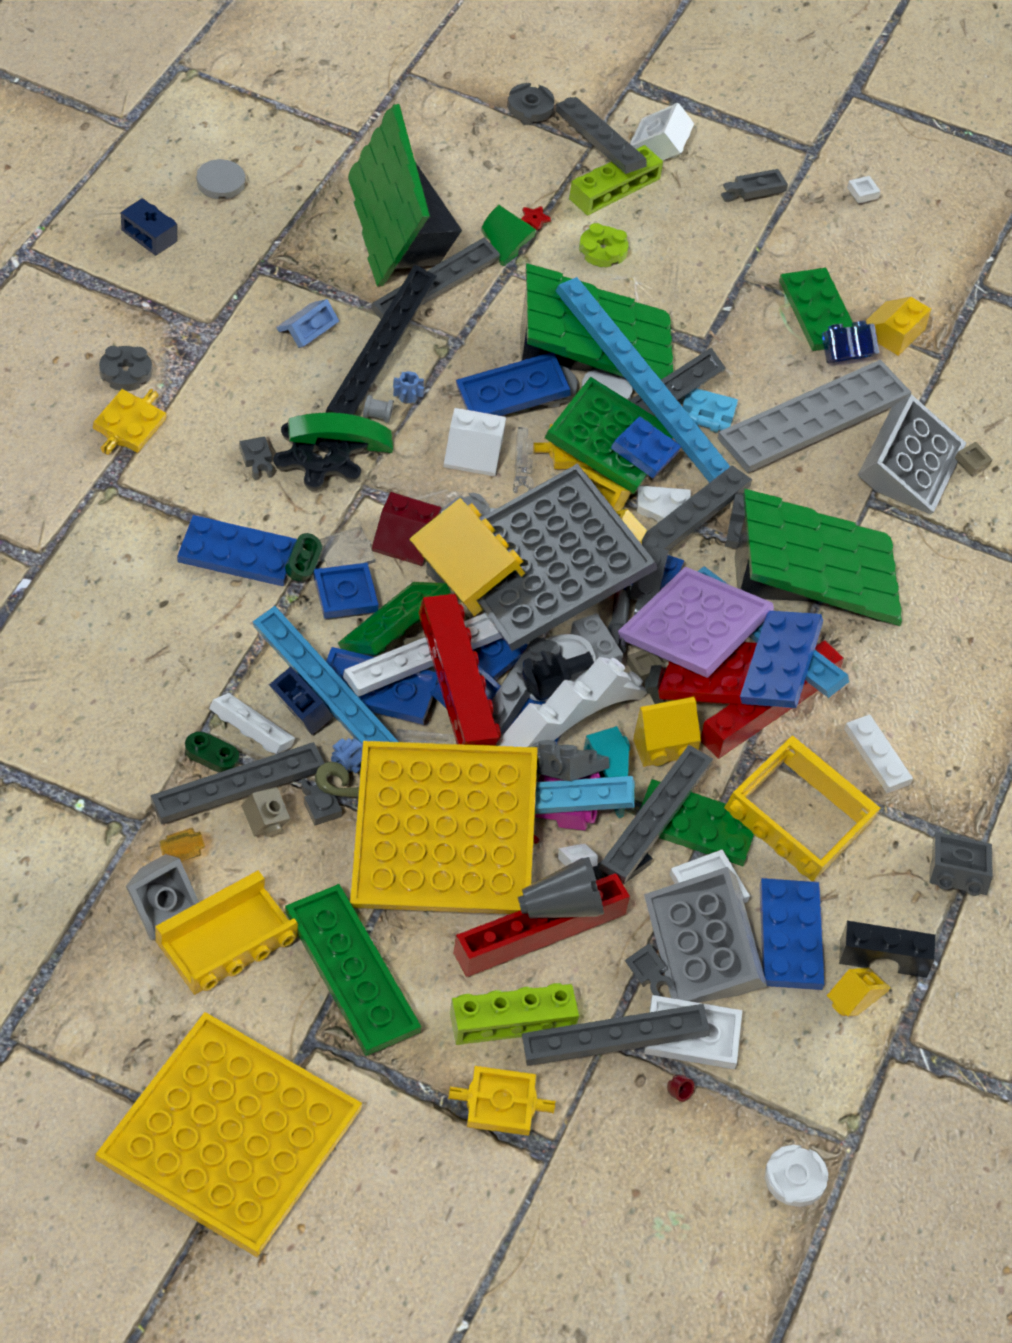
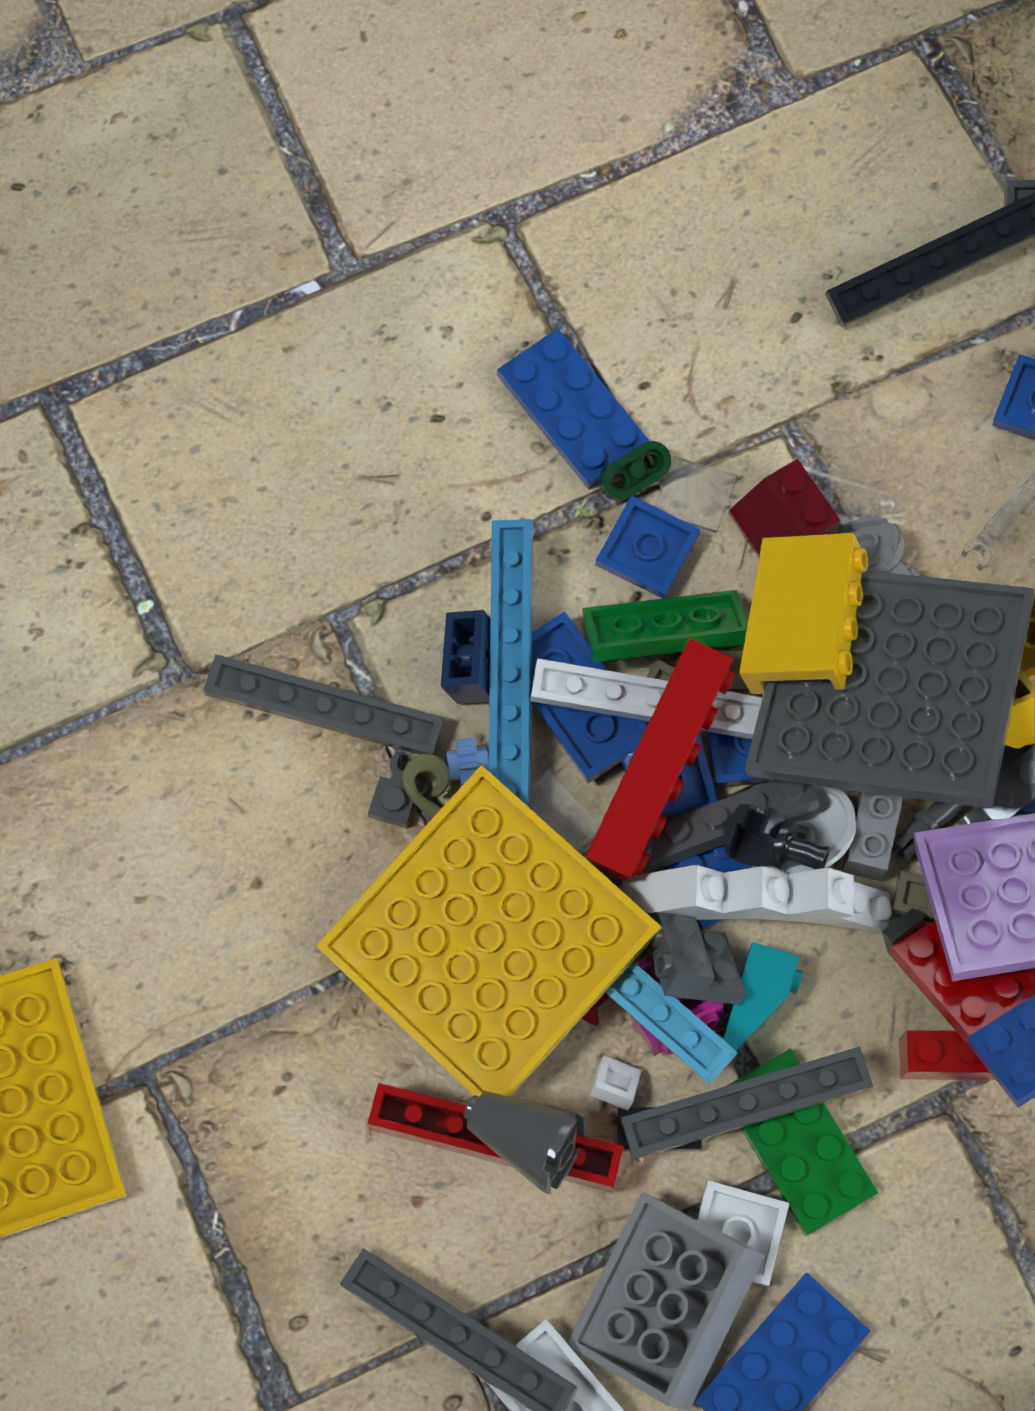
camera: 45 degrees right, 20 degrees up
(117, 357) = (646, 59): dark grey plate -> none
(129, 421) = (591, 154): yellow plate -> none
(161, 891) = (126, 784): light grey slope -> none
(183, 844) = (199, 740): clear yellow brick -> none
(210, 752) = (330, 644): dark green plate -> none
(225, 933) = (159, 881): yellow panel -> none
(252, 723) = (398, 644): white plate -> none
(256, 454) = (699, 295): dark grey plate -> none
(266, 812) = (309, 755): dark tan brick -> none
(310, 322) = (911, 156): medium blue panel -> none
(316, 467) = (772, 319): black plate -> none
(341, 427) = (819, 331): green slope -> none
(353, 970) = (253, 1027): green plate -> none
(378, 409) = (891, 331): light grey bush -> none
(408, 387) = (955, 315): medium blue gear -> none
(474, 442) = (968, 455): white slope -> none
(501, 1100) = (275, 1308): yellow plate -> none
(511, 1013) = (376, 1217): lime brick -> none
(648, 968) = (573, 1280): dark grey plate -> none
(666, 731) = (853, 1010): yellow slope -> none
(824, 780) = (993, 1218): yellow window -> none

